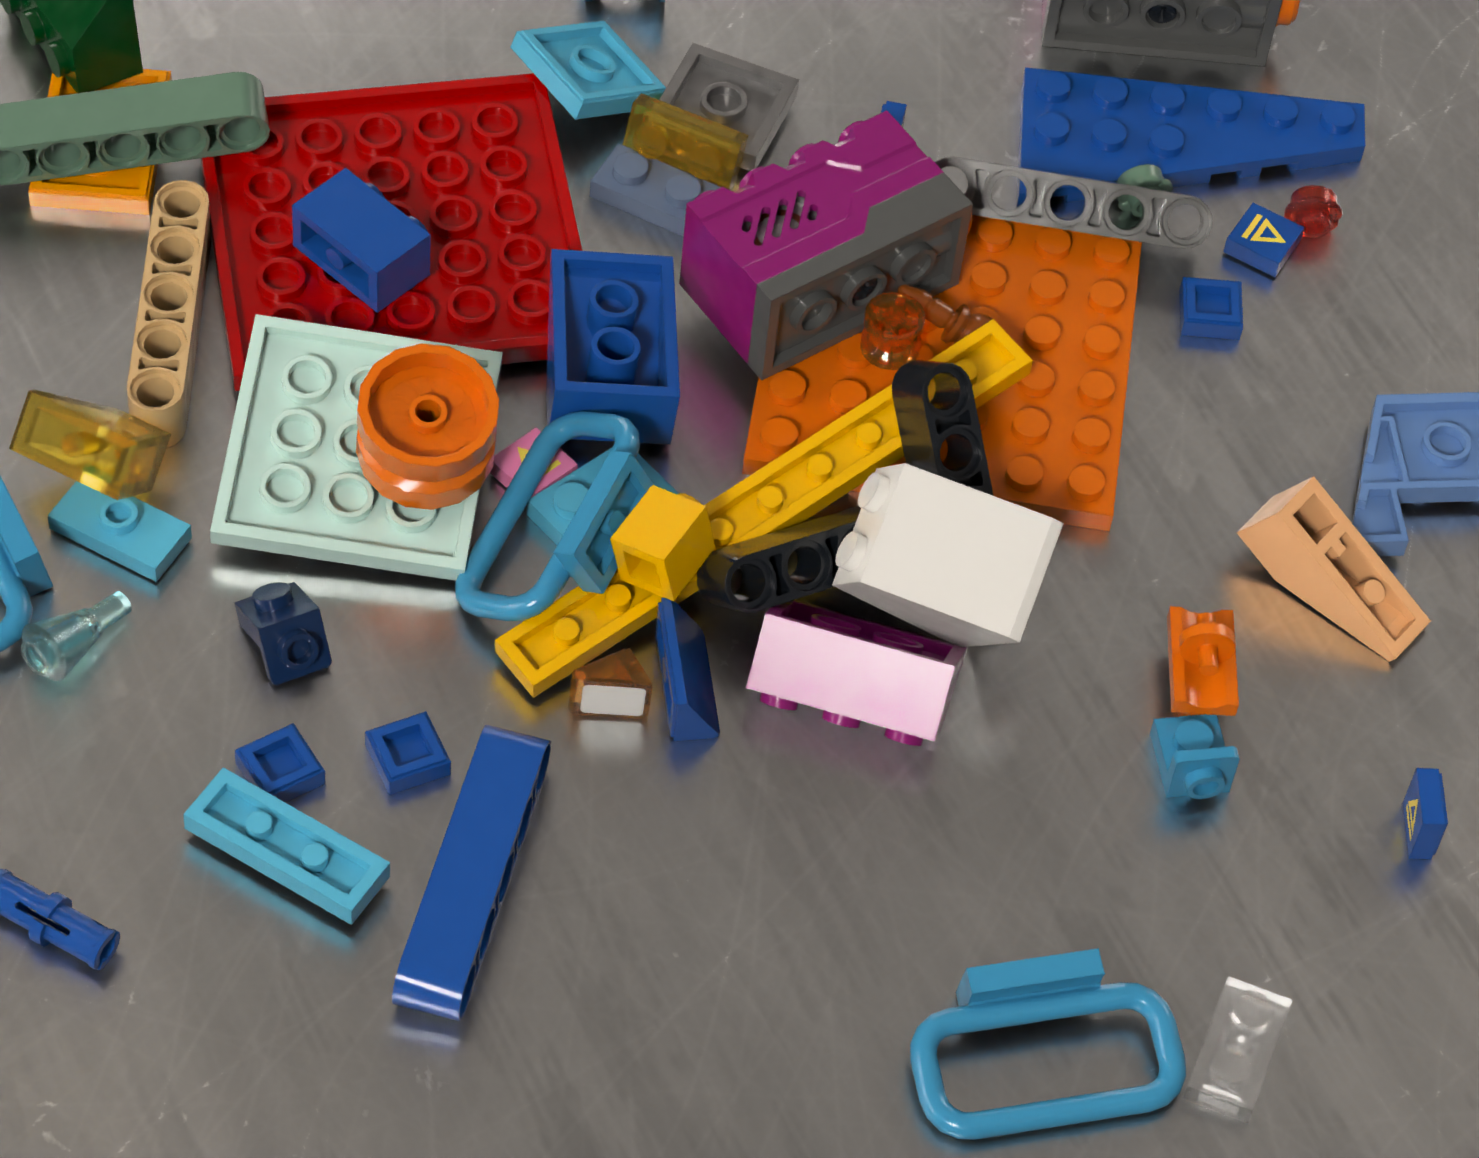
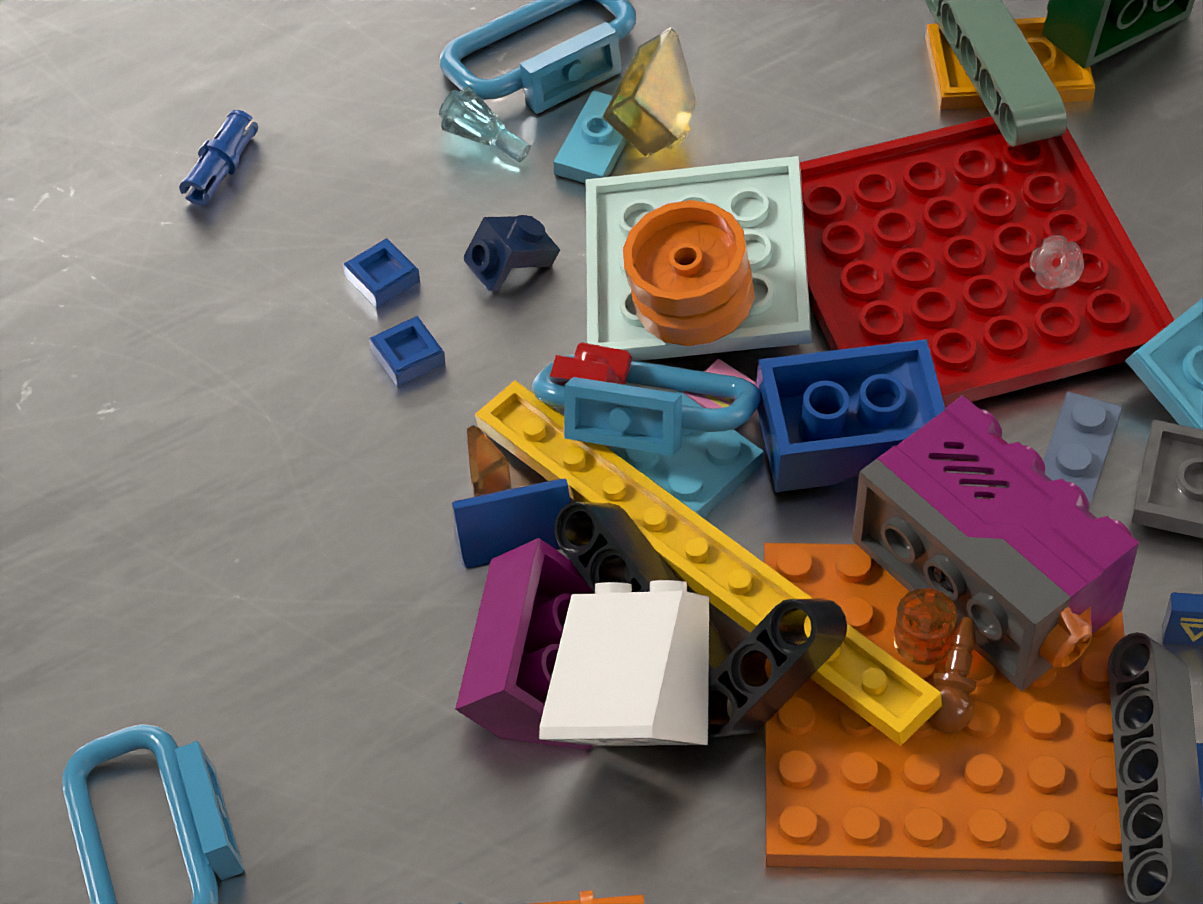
camera: 90 degrees right, 0 degrees up
(170, 308) = (811, 122): tan beam -> none
(287, 845) = (298, 282): medium azure plate -> none
(361, 239) = (912, 218): blue brick -> none
(448, 136) = (1070, 264): none -> clear plate
(471, 873) = (288, 400): blue beam -> none
(515, 557) = (592, 363): none -> red bracket
(663, 542) = (607, 458): yellow brick -> none
(685, 141) = (1130, 460): clear yellow plate -> none

